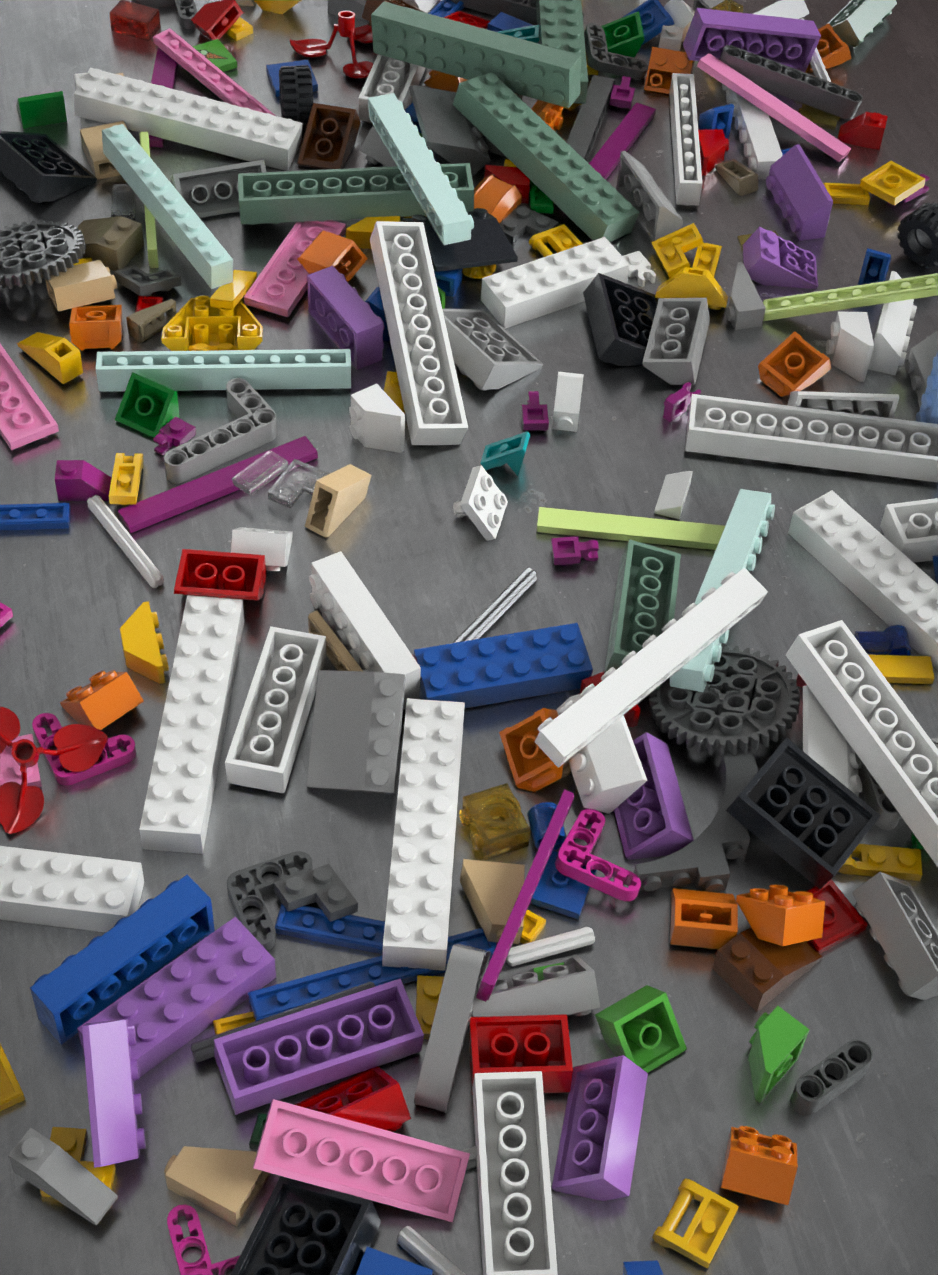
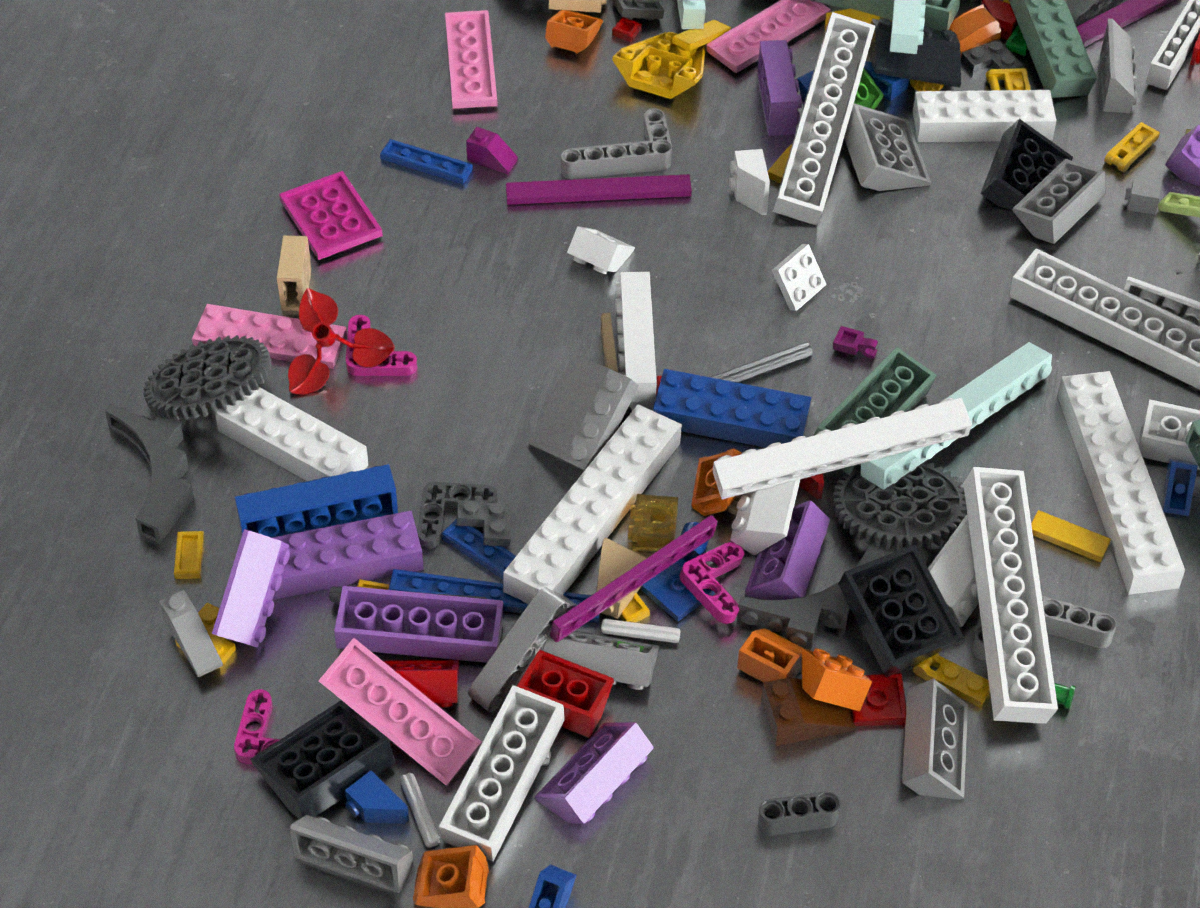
camera: 30 degrees right, 0 degrees up
(54, 355) = (525, 44): yellow slope -> none
(102, 700) = (410, 321): orange slope -> none
(125, 541) = (498, 209): white axle -> none
(126, 479) = (525, 160): yellow plate -> none
(143, 644) = (465, 289): yellow slope -> none
(144, 324) = (609, 38): dark tan slope -> none
(147, 405) = (575, 109): green slope -> none
(173, 434) = (584, 137): magenta plate -> none
(193, 726) = (467, 363): white brick -> none
(215, 368) = (641, 94): light aqua brick -> none
(216, 1180) = (297, 685): tan slope -> none
(221, 574) = (552, 259): red slope -> none
(260, 472) = (633, 191): clear tile -> none
(276, 710) = (531, 376): white brick -> none
(293, 482) = (664, 207): clear plate -> none
(334, 251) = (800, 30): orange slope -> none
(336, 498) = (682, 231): tan slope -> none
(506, 451) = (849, 244): teal slope -> none
(533, 414) = (894, 221): magenta plate -> none
(567, 401) = (925, 219): white slope -> none
(629, 527) = (912, 340): yellowish green tile -> none
(639, 268) = (1071, 126): white plate -> none
(642, 1028) = (671, 718): bright green slope -> none
(672, 247) = (1111, 119): yellow plate -> none
(673, 494) = (974, 329): white slope -> none
(677, 403) = (1022, 251): magenta plate -> none
(694, 284) = (1109, 158): yellow slope -> none
(706, 1227) = (628, 873): yellow plate -> none
(760, 1165) = (699, 847): orange slope -> none
(774, 1049) = (761, 773): bright green slope -> none
(793, 366) = (1153, 257): orange slope -> none
(891, 641) = (1082, 514): clear blue piece -> none

